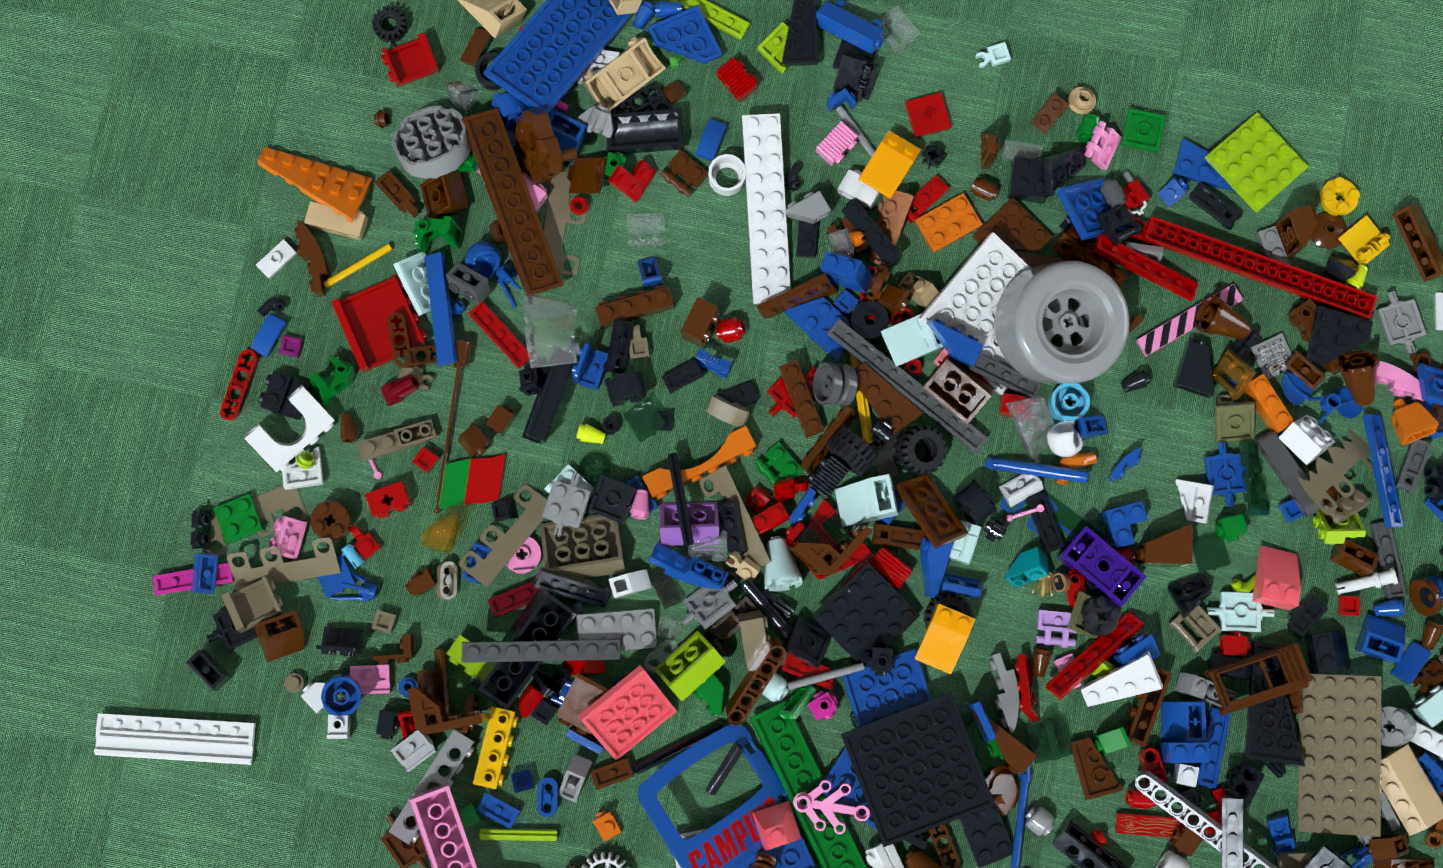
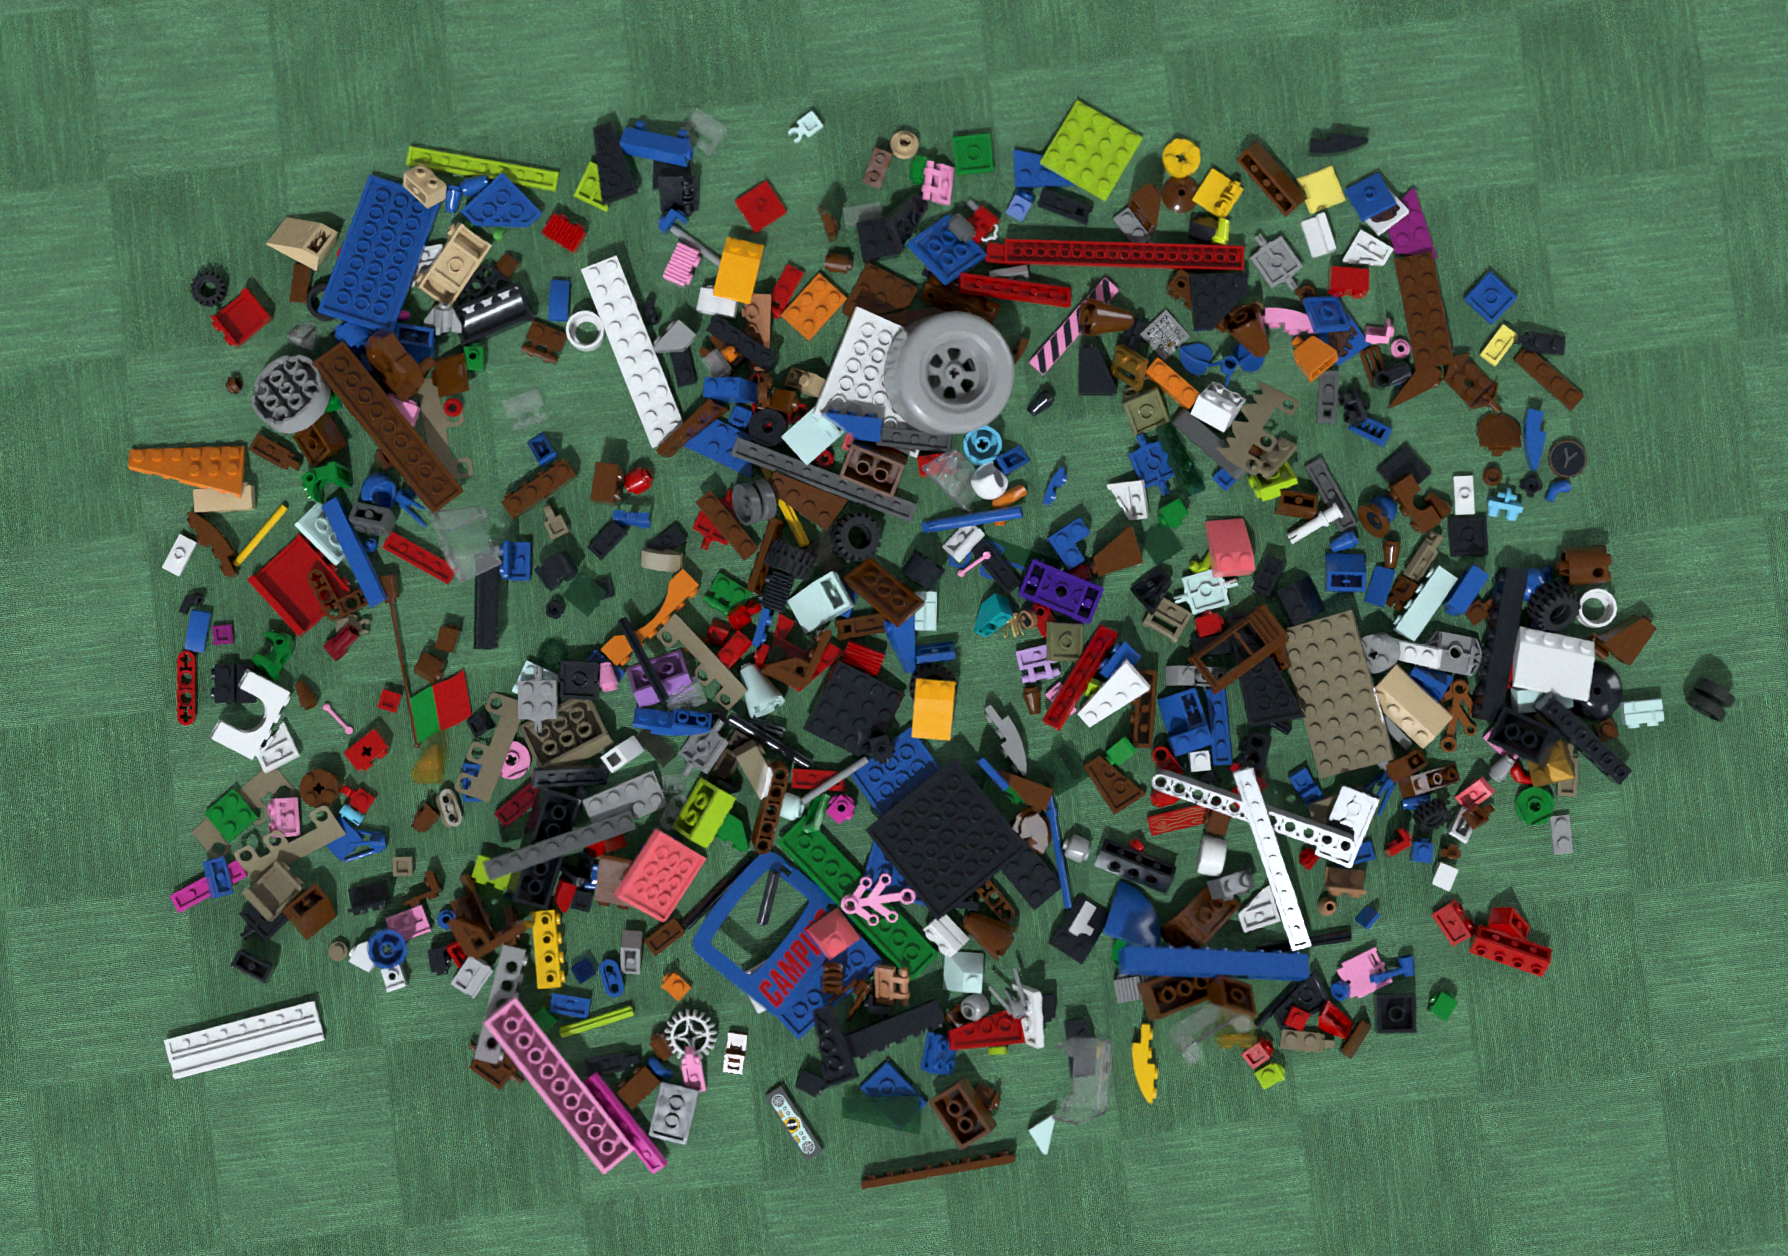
camera: 15 degrees left, 5 degrees up
(202, 523) = (197, 829): black hinge -> none
(305, 460) = (275, 739): lime plate -> none
(396, 441) = (355, 692): dark tan slope -> none
(531, 380) = (464, 592): black brick -> none
(587, 741) = (631, 914): blue tile -> none
(590, 434) = (537, 625): neon yellow cone -> none
(619, 346) = (537, 532): black plate -> none
(632, 183) = (499, 369): red plate -> none
(733, 524) = (701, 667): black plate -> none
(745, 568) = (726, 703): tan plate -> none
(807, 641) = (807, 753): black tile -> none
(881, 432) = (813, 532): black gear -> none
(937, 158) = (782, 250): black gear -> none
(995, 529) = (950, 589): black gear -> none
(1028, 699) = (1023, 728): red wing -> none
(1090, 617) = (1064, 644): black plate -> none
(1116, 219) = (972, 253): black plate -> none
(1305, 370) = (1200, 340): reddish brown slope -> none
(1348, 606) = (1305, 552): red plate -> none
(1383, 471) = (1300, 412): blue tile -> none

